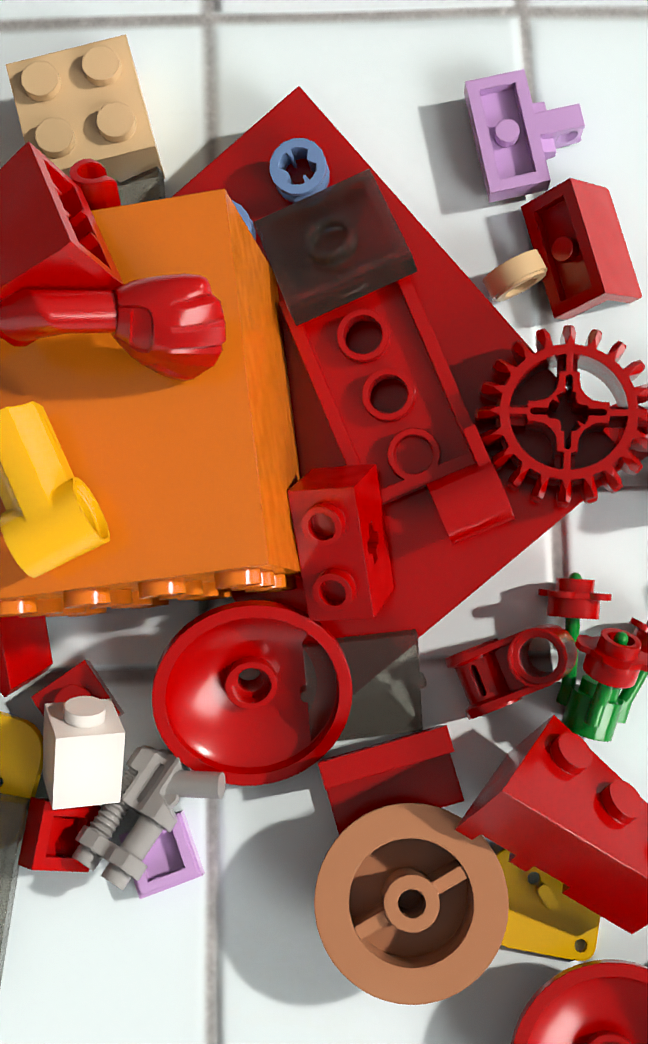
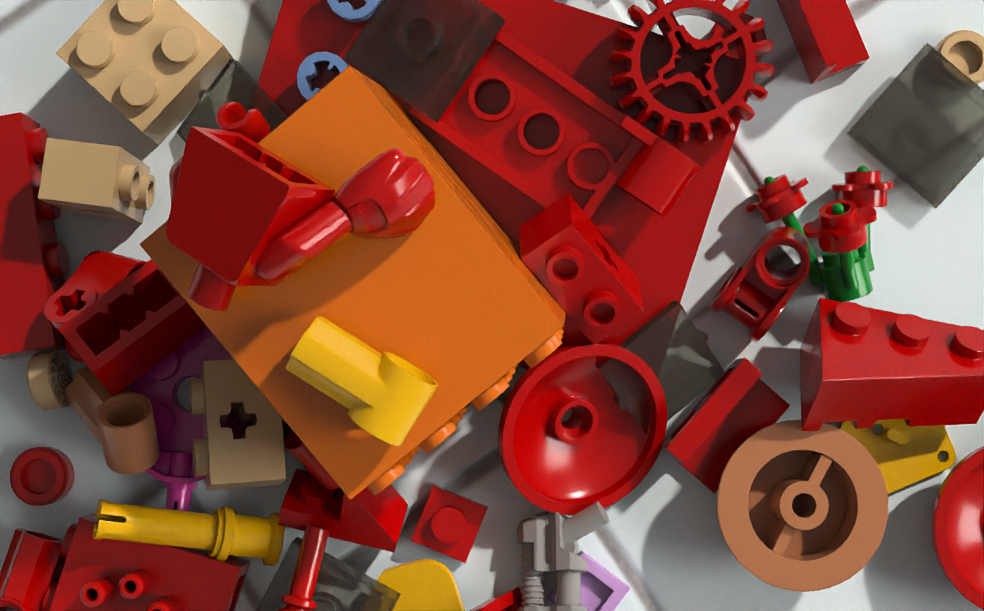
camera: 30 degrees left, 5 degrees up
(82, 752) = (483, 555): white brick -> none

